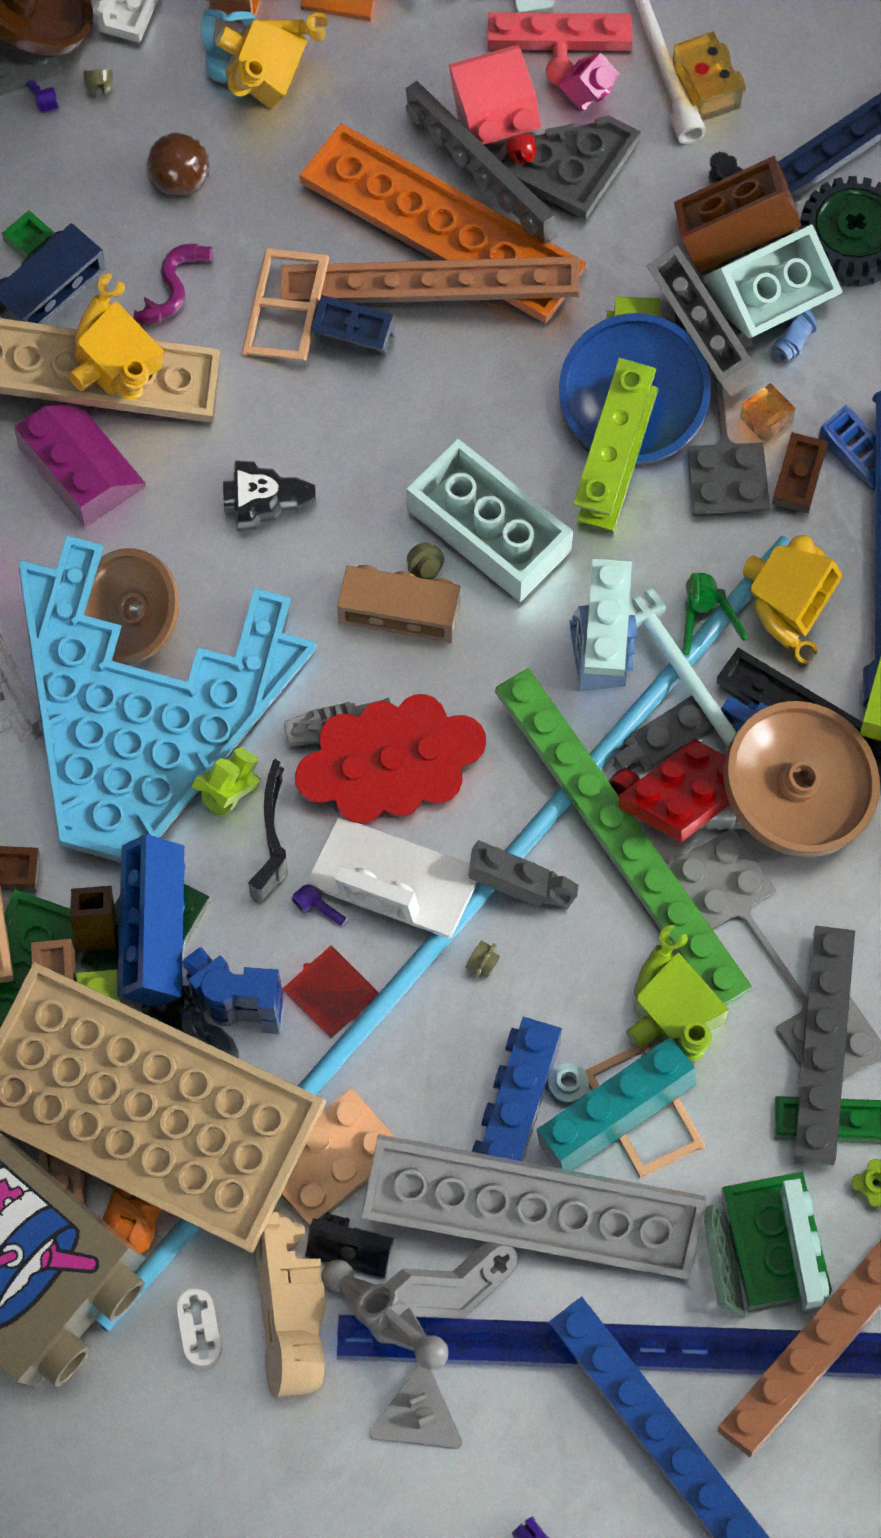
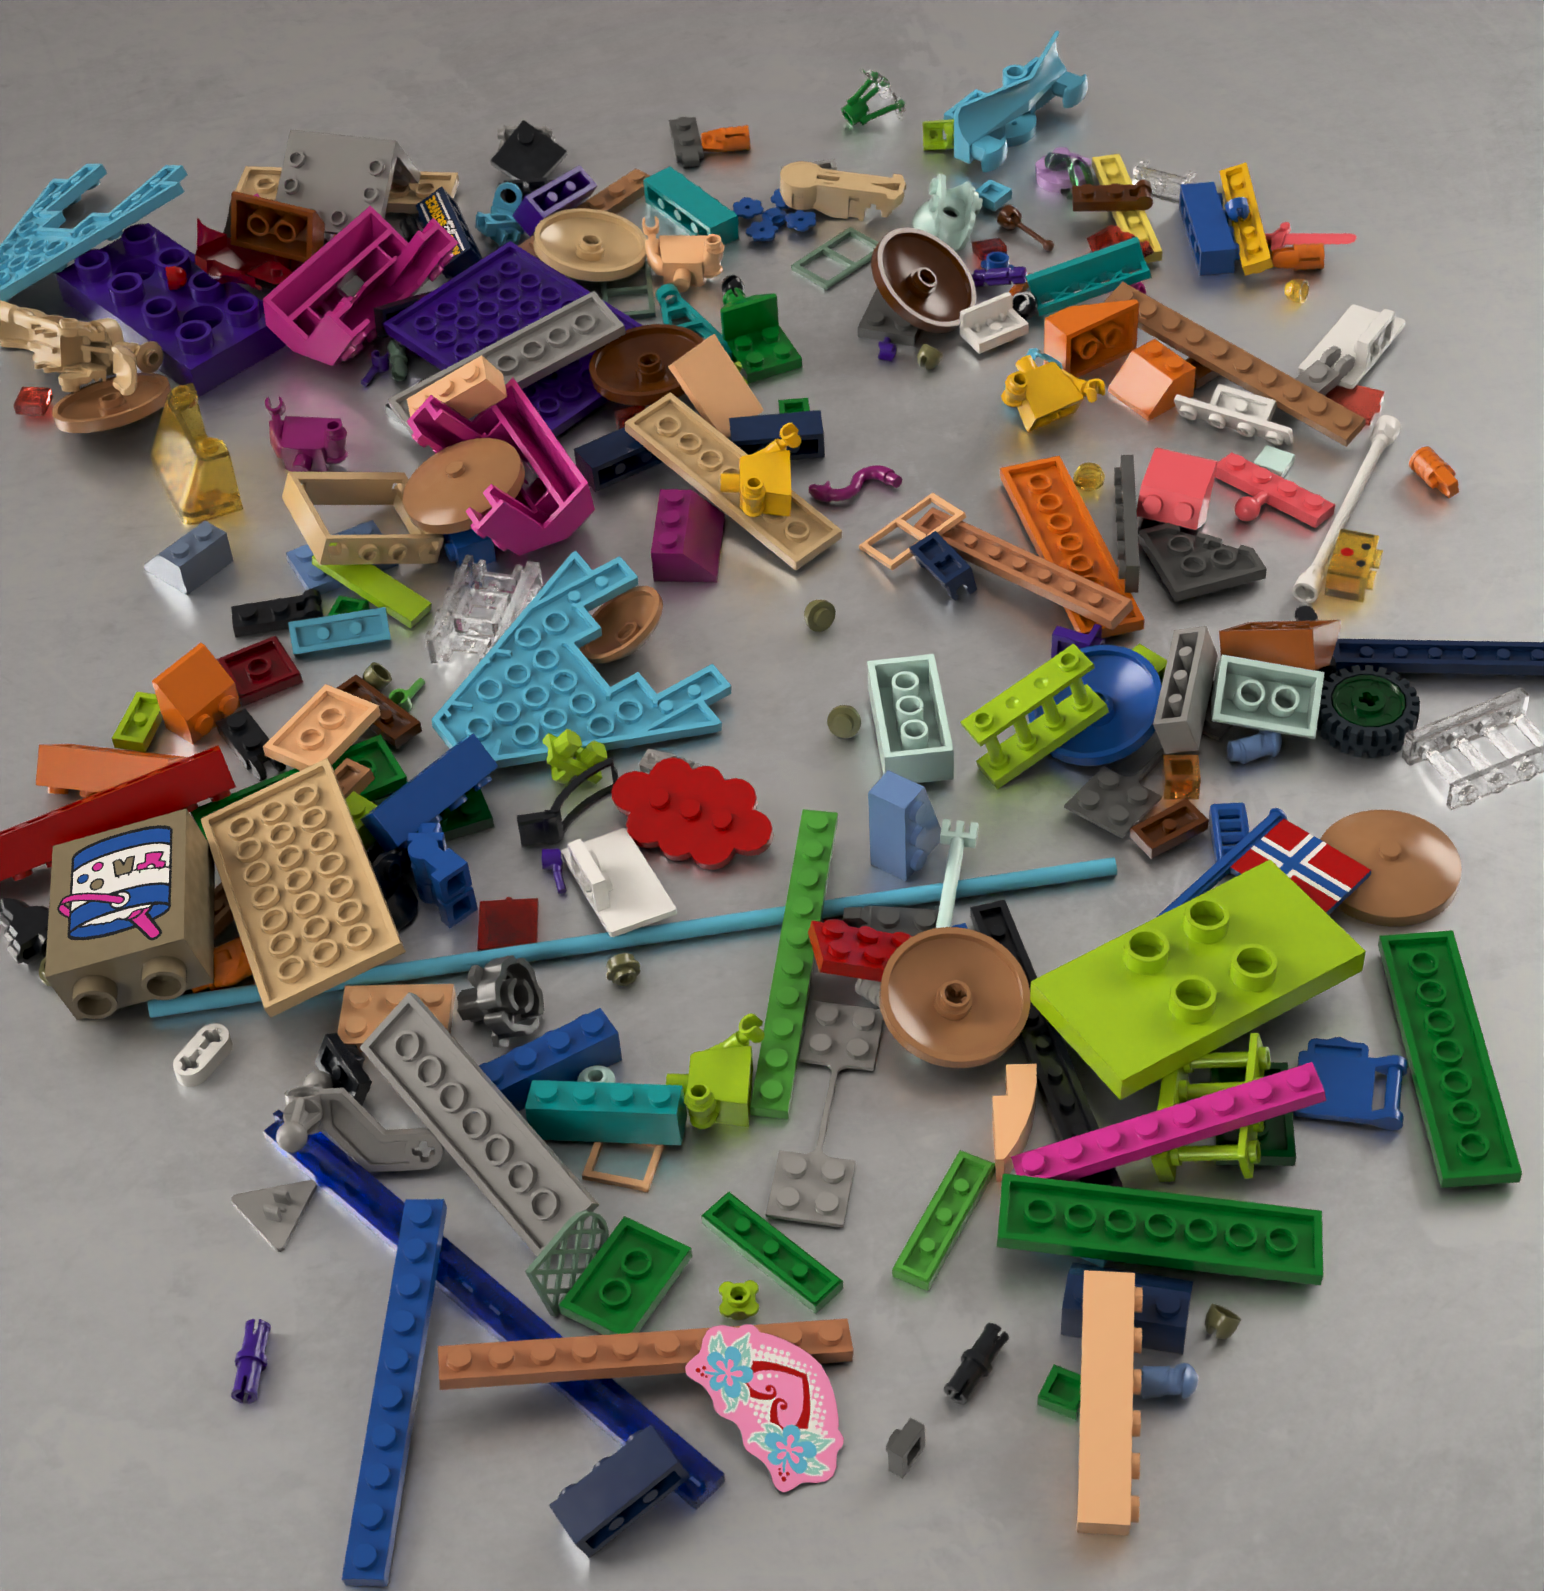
camera: 45 degrees right, 20 degrees down
(93, 918) = (395, 766): dark brown brick -> none
(178, 164) = (927, 422): reddish brown hair -> none
(262, 494) = (779, 623): black rock -> none
(289, 459) = (819, 615): none -> olive plate
(291, 1310) = (262, 1076): tan piece -> none
(384, 120) = (1089, 476): none -> clear yellow plate
(399, 603) = (800, 733): medium nougat brick -> none
(423, 1071) = (501, 997): none -> dark grey piece
(520, 877) = (696, 932): dark grey hinge -> none
(521, 149) = (1165, 528): red hinge -> none
(552, 335) = (1064, 637): none -> dark purple bracket
(589, 80) = (1257, 520): dark pink brick -> none
(608, 617) = (898, 785): light aqua plate -> none
(702, 597) = (1013, 854): green plant -> none
(792, 590) = (1078, 883): yellow torso -> none
(804, 1245) = (631, 1284): light aqua plate -> none
(824, 1045) = (794, 1180): dark grey plate -> none

